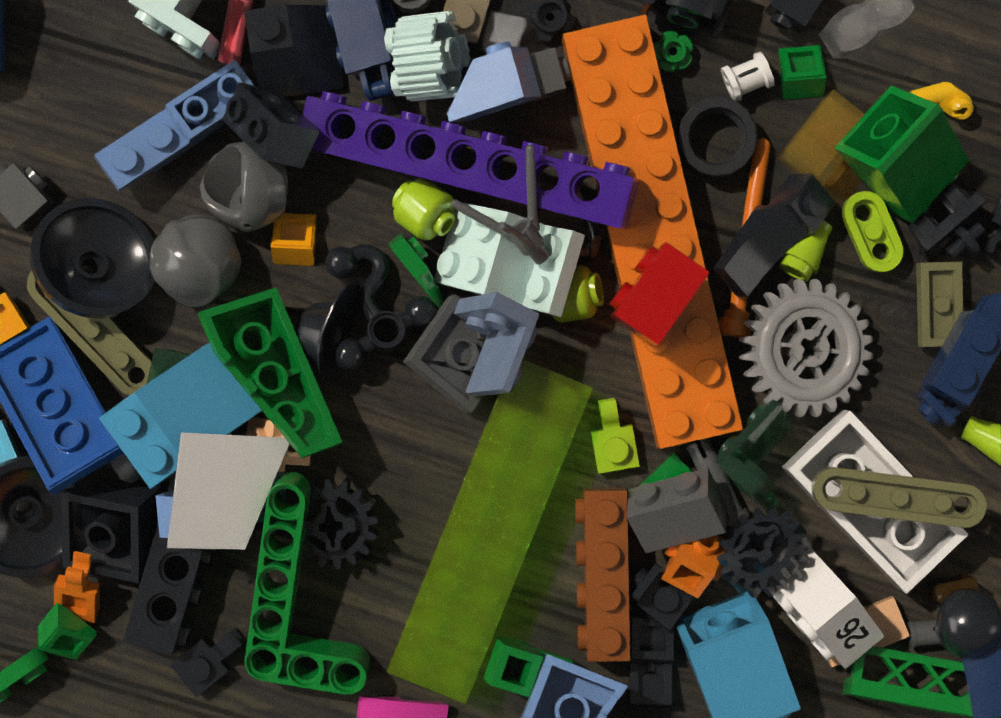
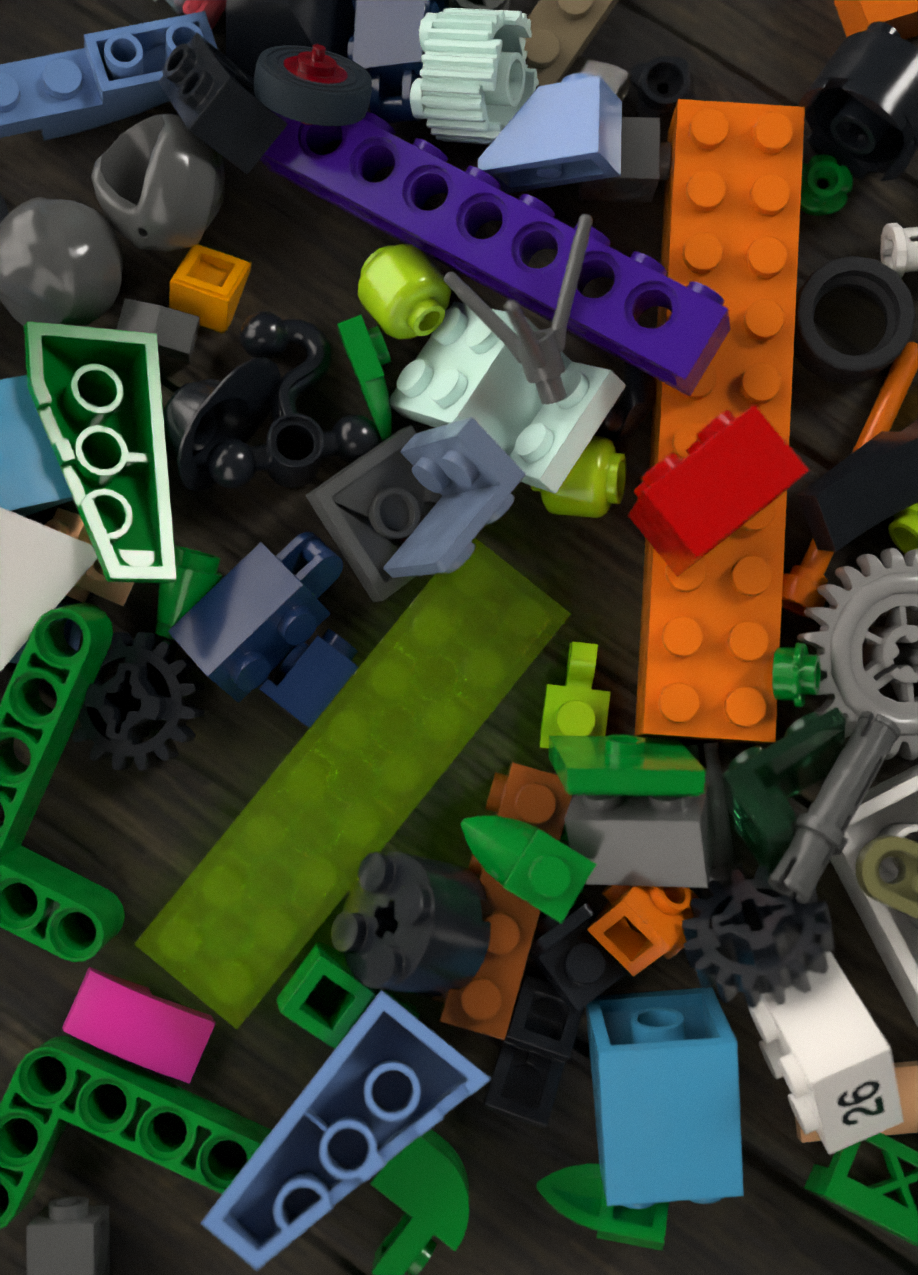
camera: 25 degrees right, 5 degrees down
(269, 277) = (174, 329): none -> dark grey piece
(328, 101) = (312, 85): none -> black wheel
(346, 456) = (195, 578): none -> green cone
(396, 444) = (259, 613): none -> dark blue brick
(443, 473) = (313, 676): none -> dark blue brick
(553, 608) = (413, 925): none -> black brick
(612, 550) = (528, 862): none -> green plate
(653, 473) = (625, 766): none -> green plate
(742, 384) = (795, 674): none -> green plate
(785, 474) = (823, 827): none -> dark grey pin

